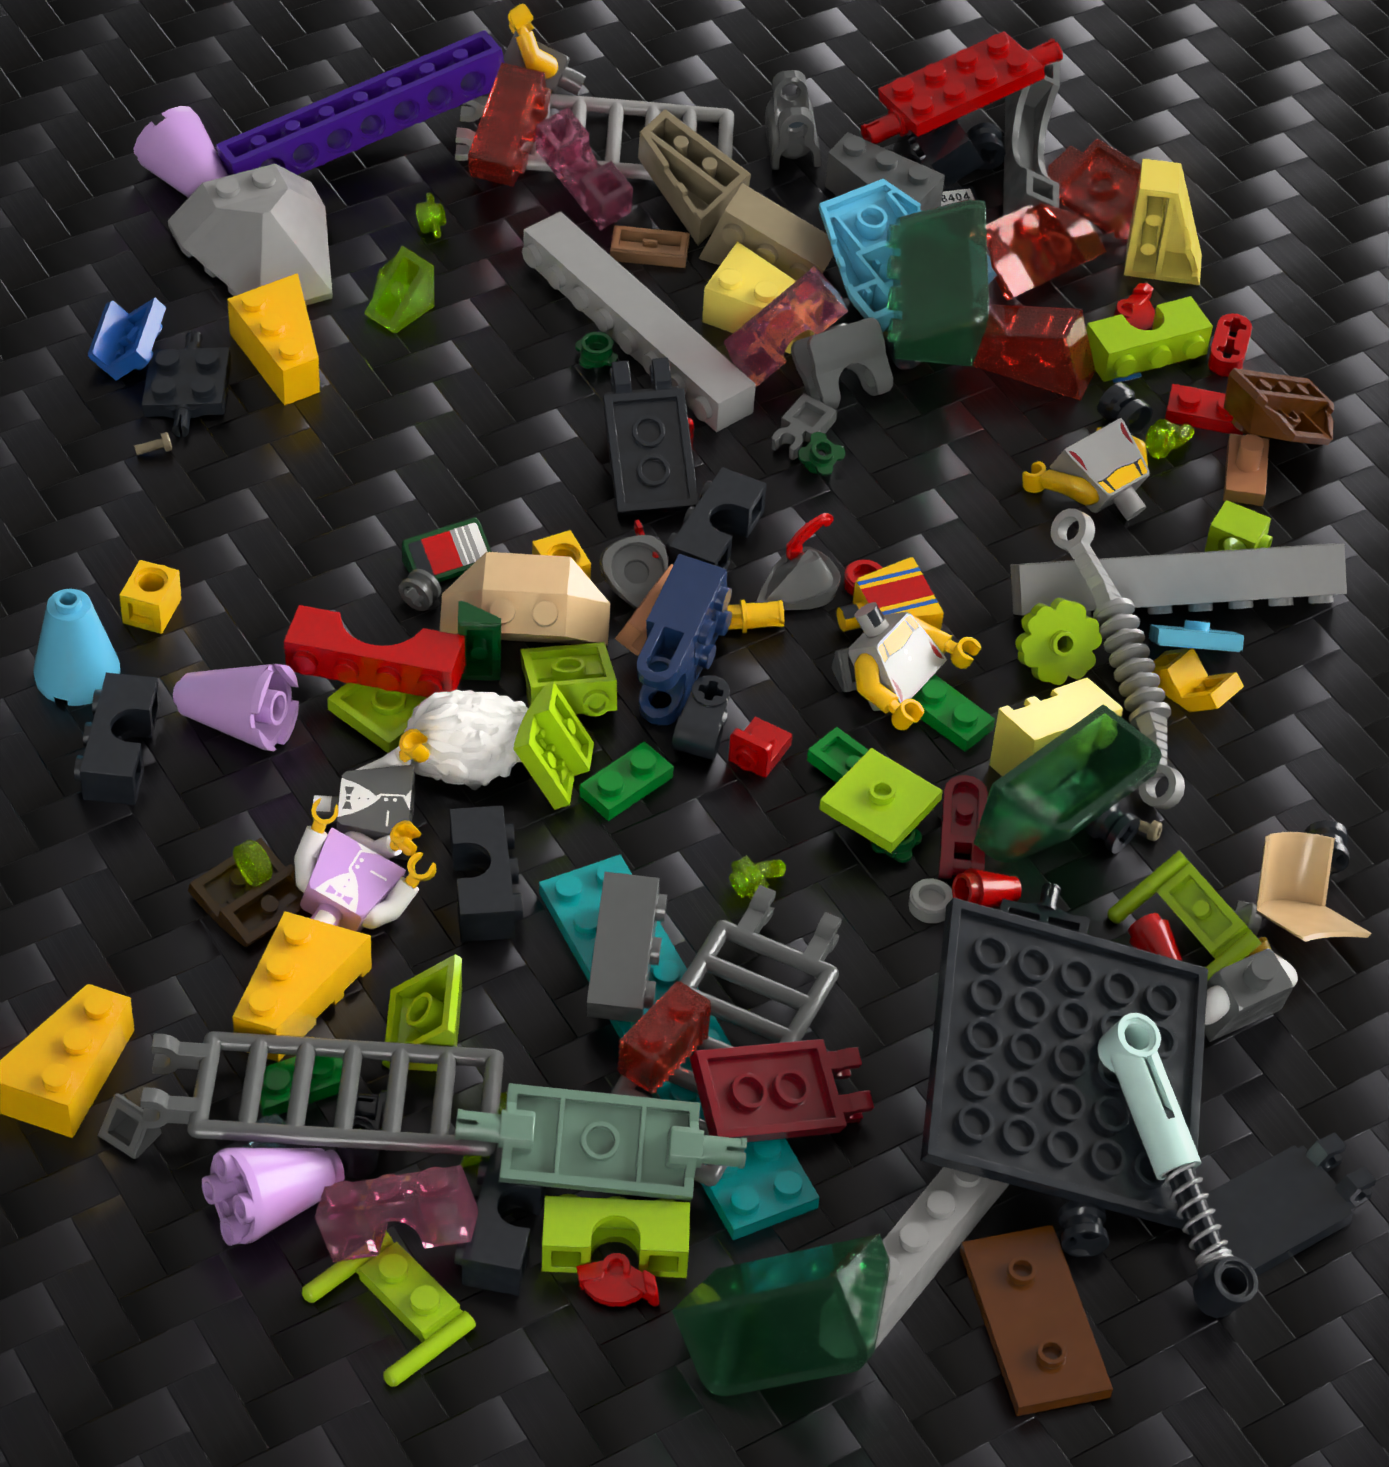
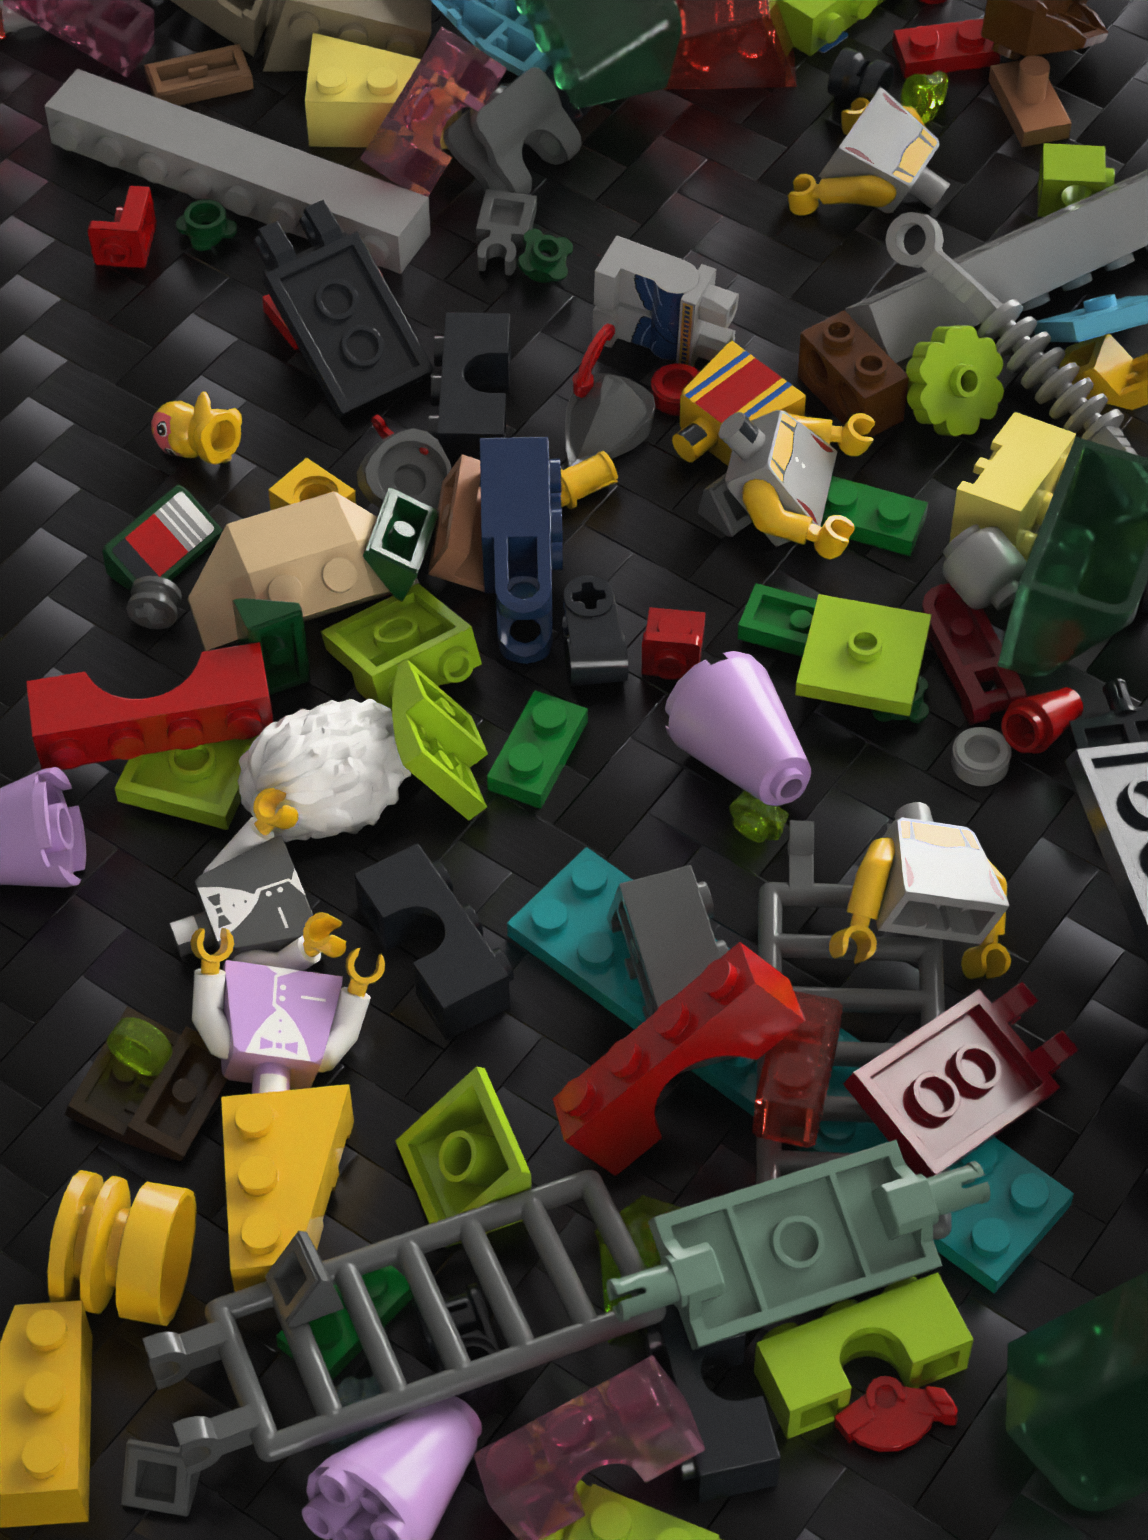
camera: 20 degrees left, 5 degrees up
(174, 977) = (120, 1247): none -> yellow wheel
(272, 1040) = (302, 1283): none -> dark grey slope
(510, 487) = (197, 430): none -> yellow animal
(540, 339) = (131, 234): none -> red bracket
(602, 607) = (399, 541): none -> dark green slope
(631, 976) = (728, 1010): none -> red arch
(761, 810) = (739, 728): none -> lavender cone
(826, 958) = (932, 885): none -> torso
(876, 513) = (662, 303): none -> light grey hips
(990, 612) = (852, 373): none -> reddish brown brick
(990, 763) = (983, 567): none -> light grey head

